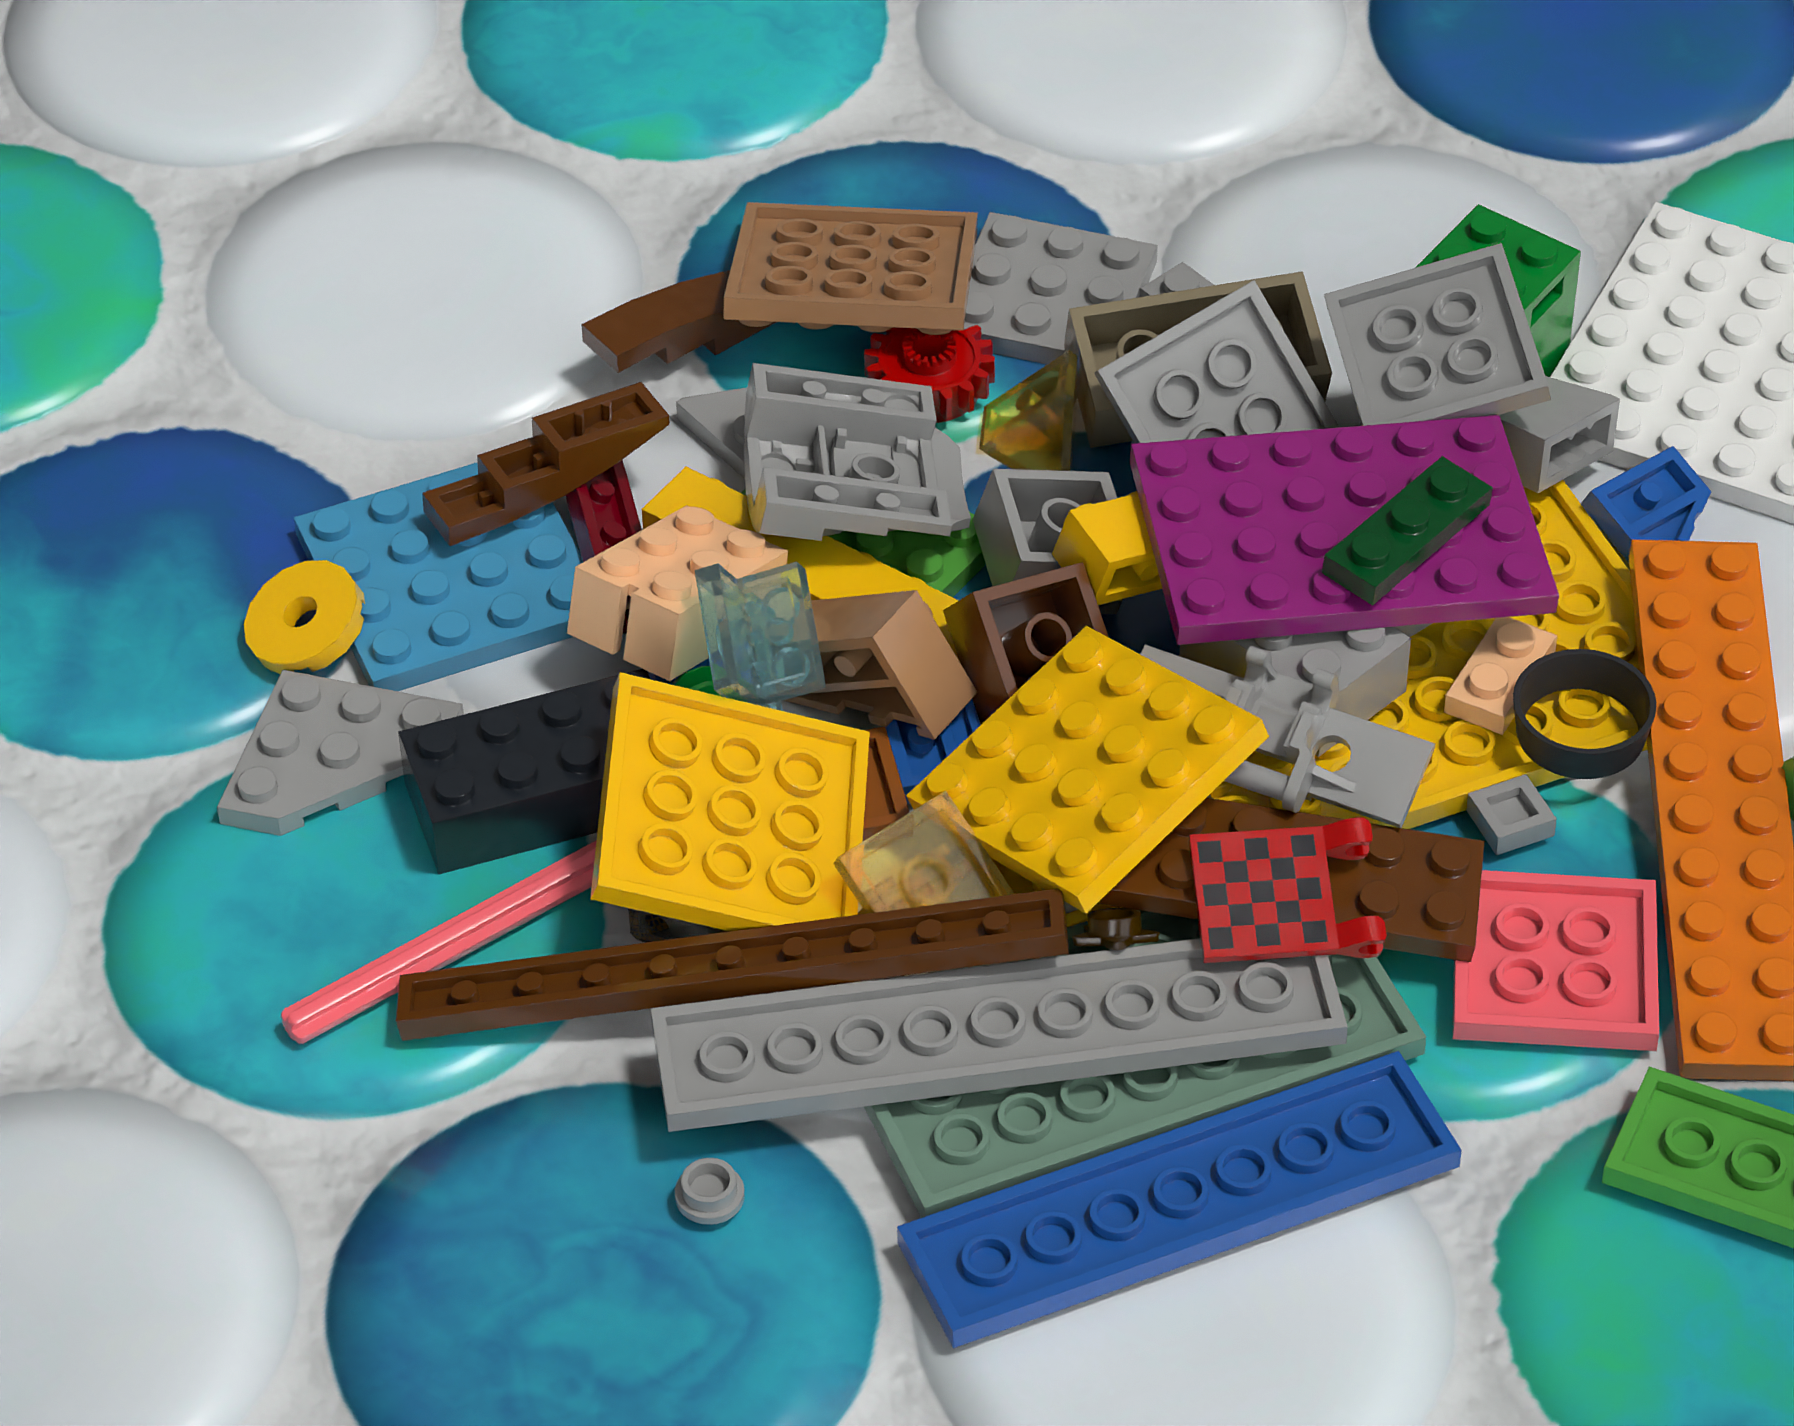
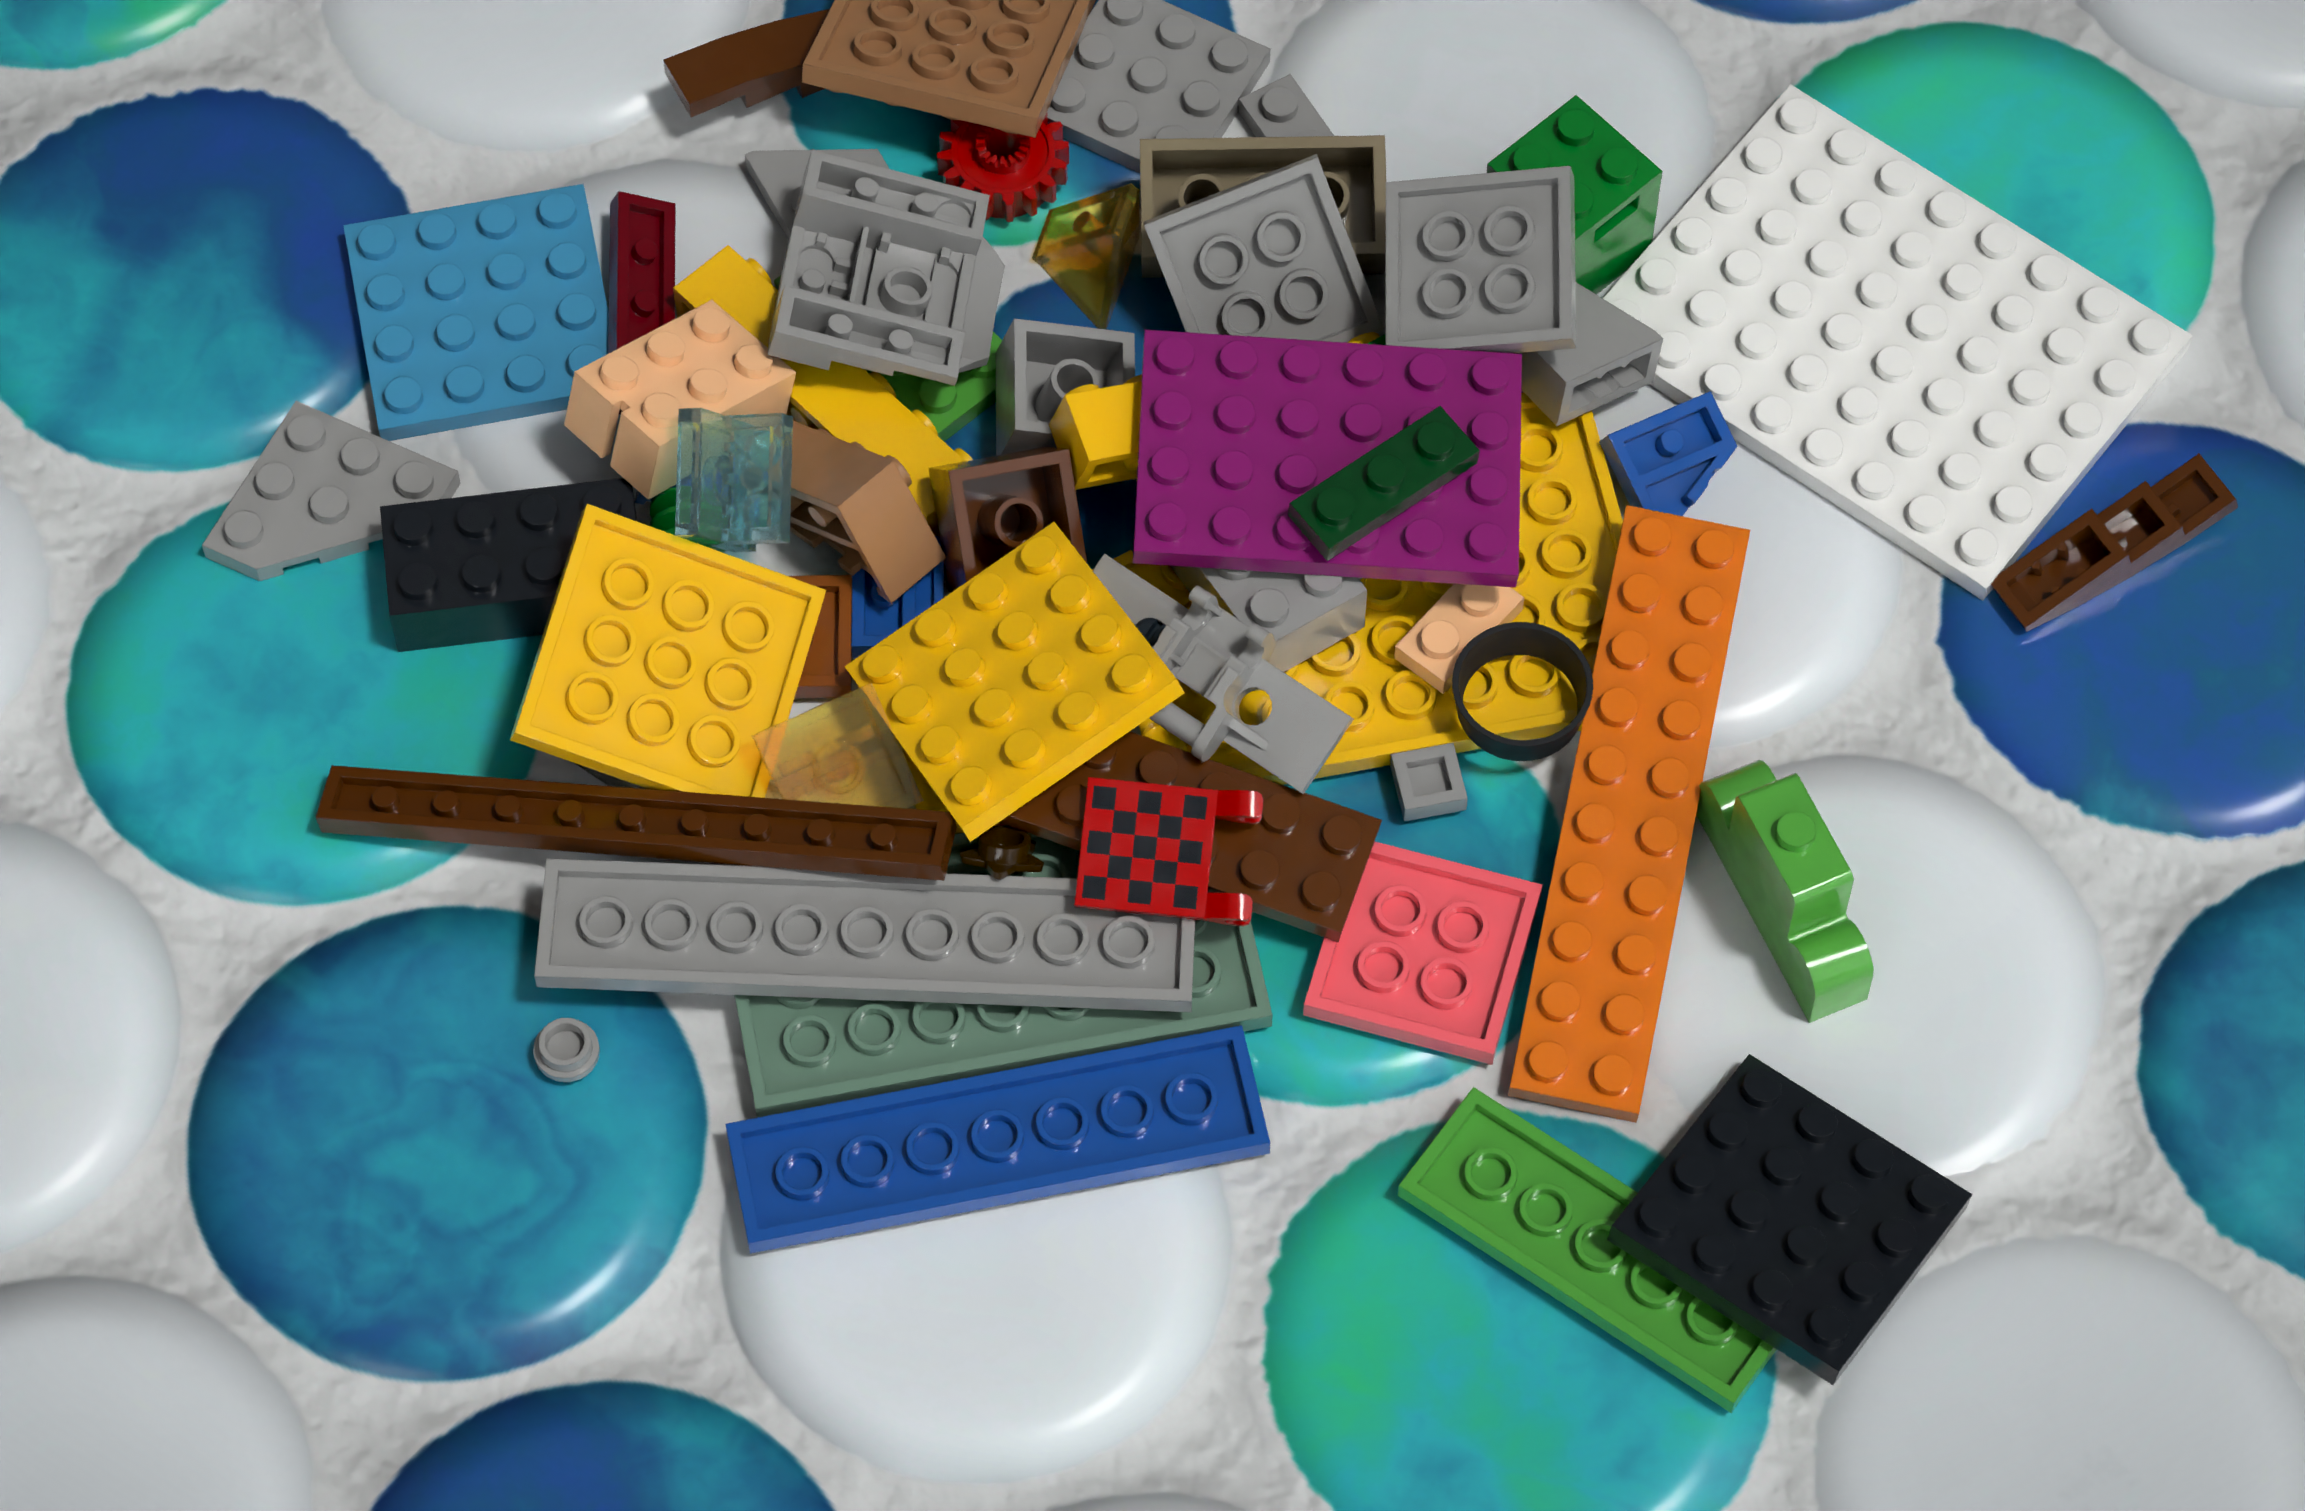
camera: 10 degrees right, 15 degrees up
(289, 595) = (304, 331): yellow tile -> none
(440, 945) = (374, 738): coral axle -> none
(561, 455) = (584, 224): reddish brown slope -> none

